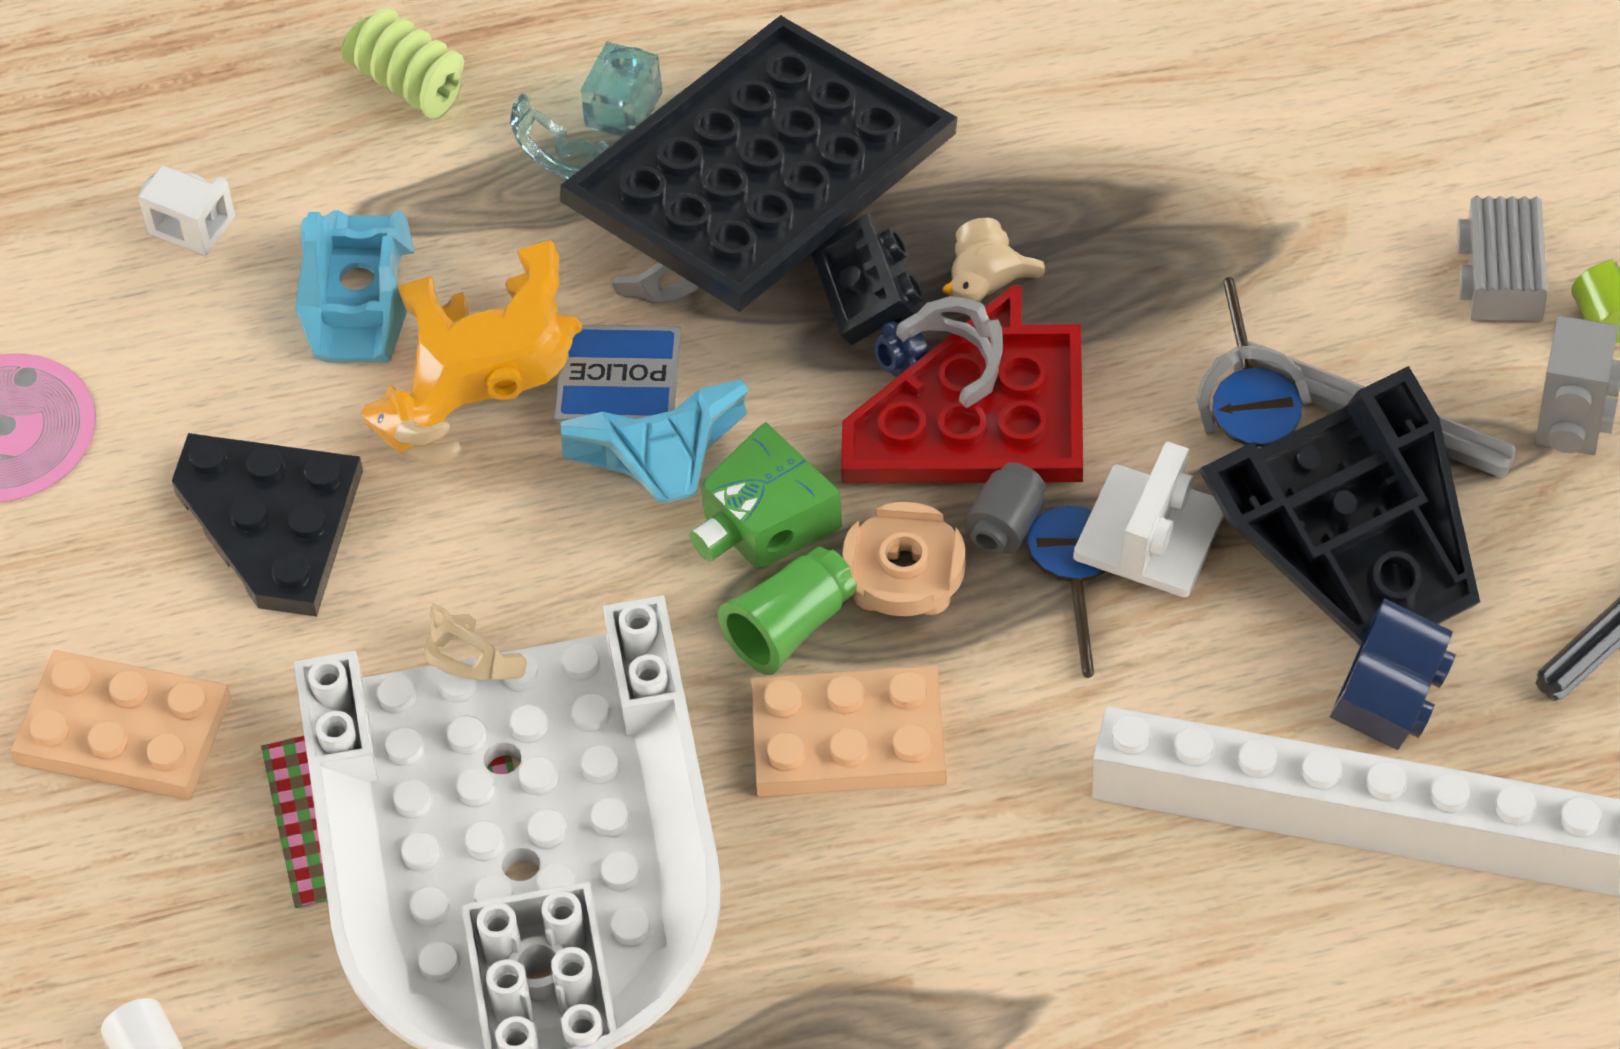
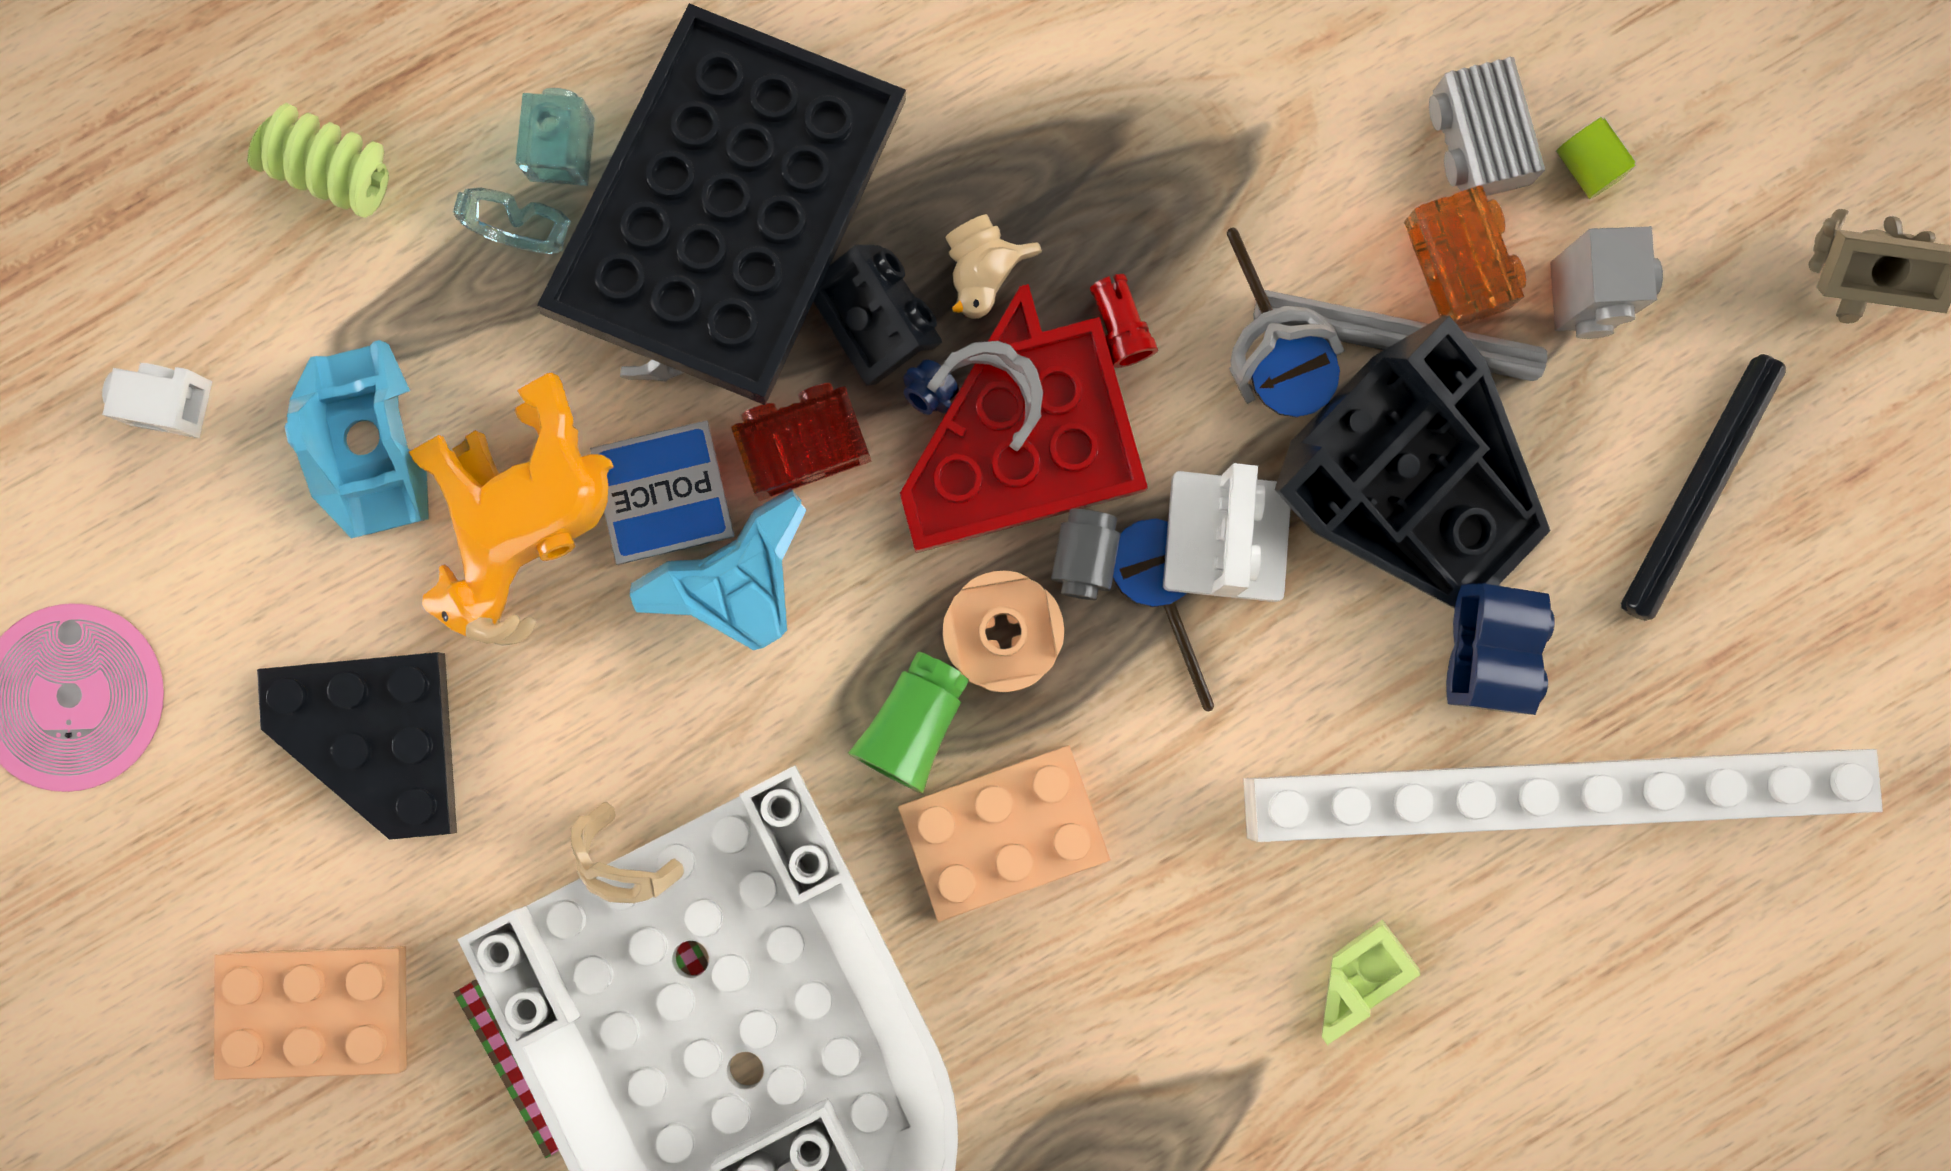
camera: 20 degrees left, 30 degrees up
(765, 502) = (850, 606): bright green torso -> none
(774, 359) = (800, 441): none -> clear red brick
(1104, 349) = (1127, 335): none -> red pin
(1172, 940) = (1362, 977): none -> yellowish green slope
(1454, 353) = (1466, 256): none -> clear orange brick

